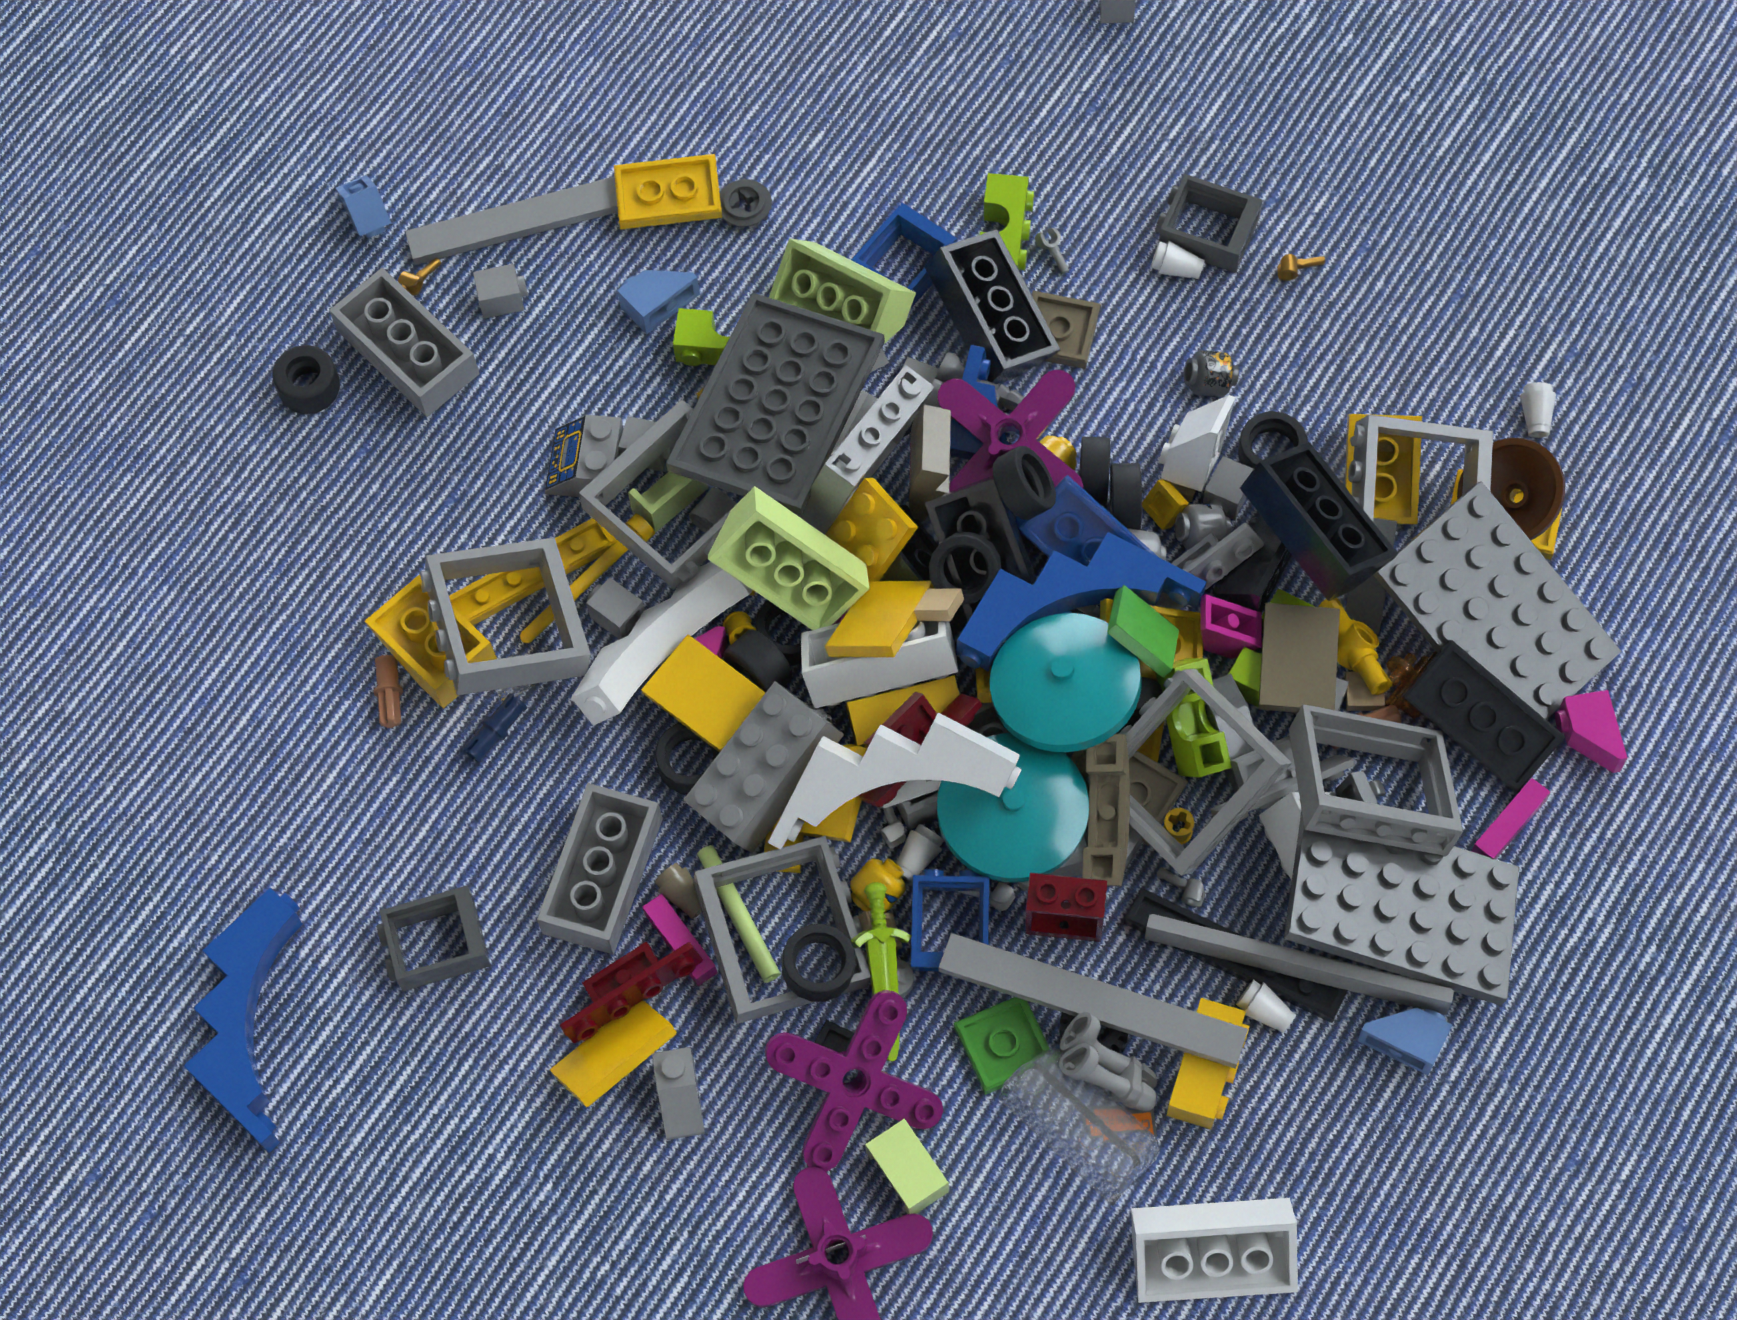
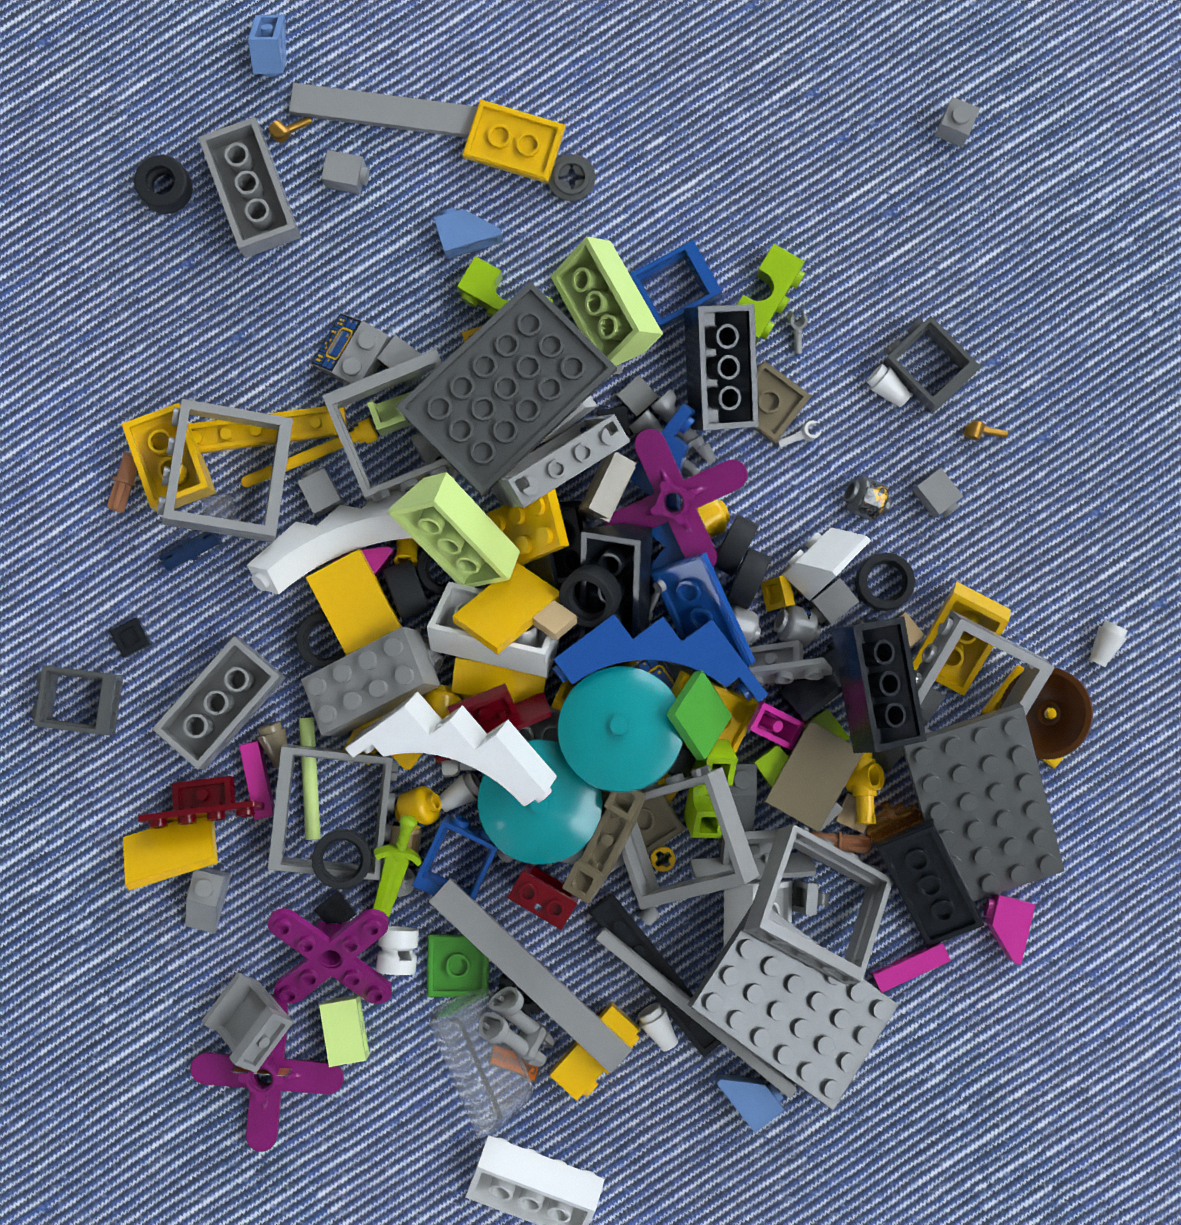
camera: 25 degrees right, 20 degrees up
(465, 851) = (131, 637): none -> black tile
(790, 1198) = (248, 1021): none -> light grey panel
(927, 1052) = (397, 951): none -> white wheel
(1024, 482) = (678, 550): black tyre -> none
(1035, 536) = (659, 587): none -> light grey hinge
(1112, 344) = (803, 434): none -> white hand
(1282, 340) = (938, 494): none -> light grey brick

